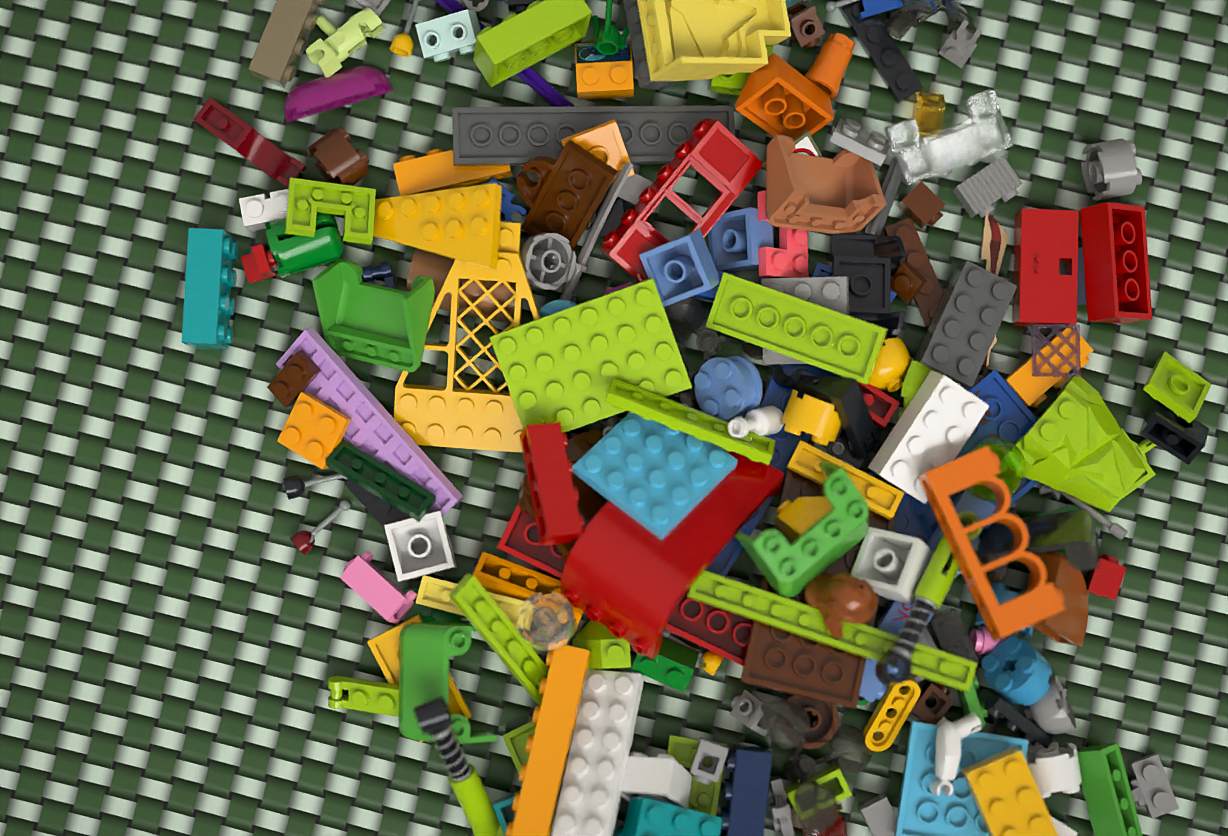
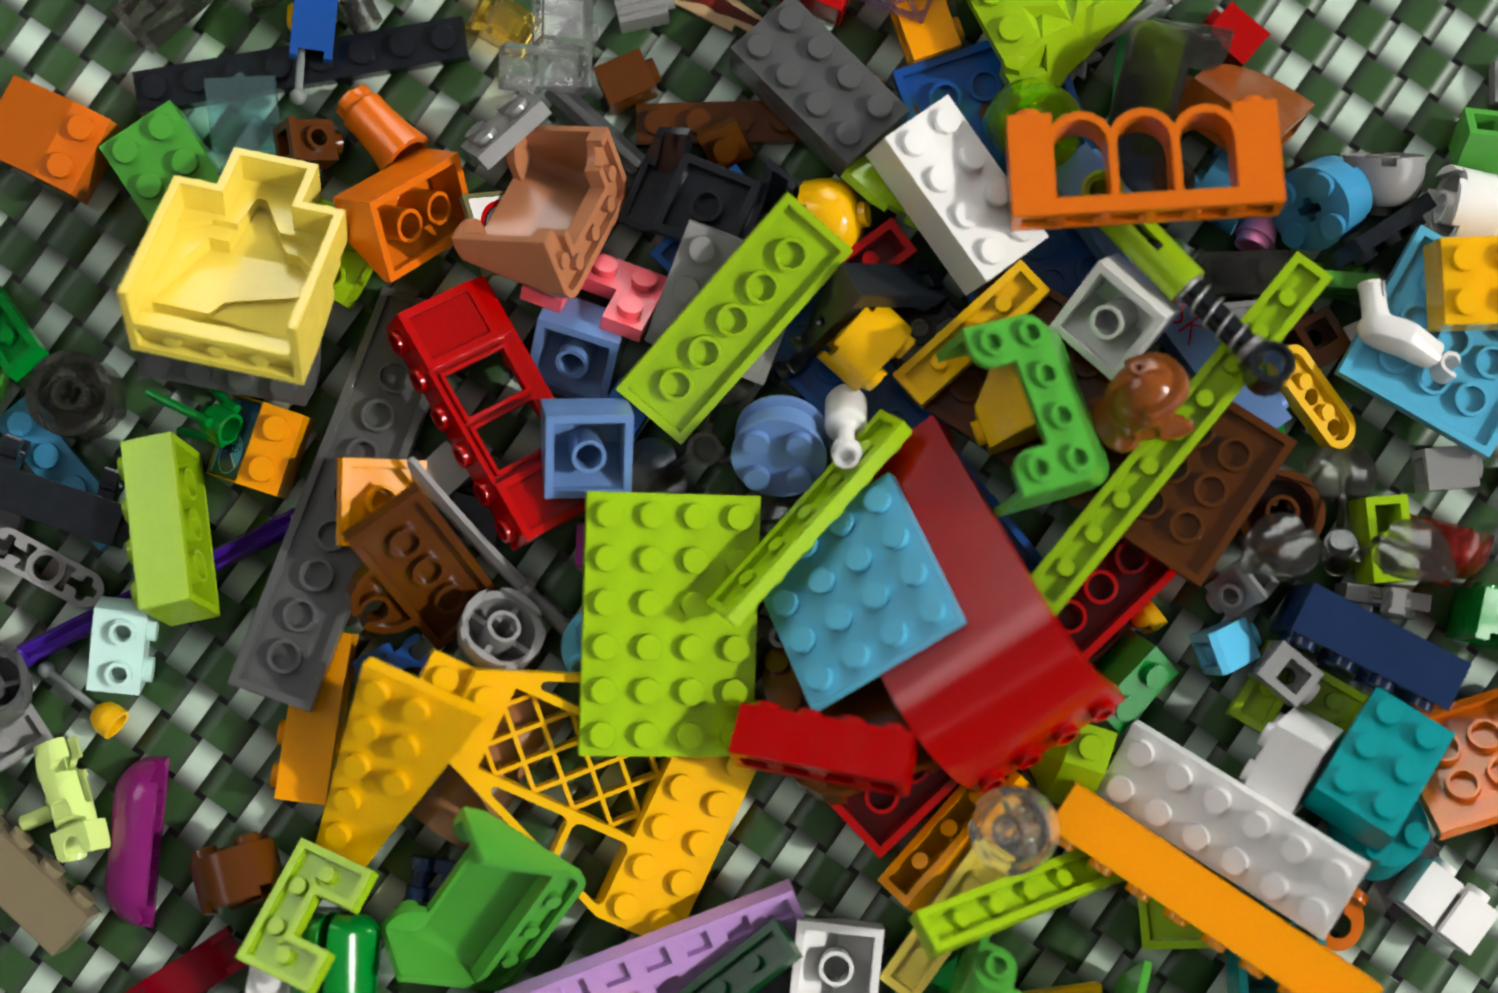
camera: 75 degrees left, 0 degrees up
(712, 718) = (1226, 646): none -> medium azure slope

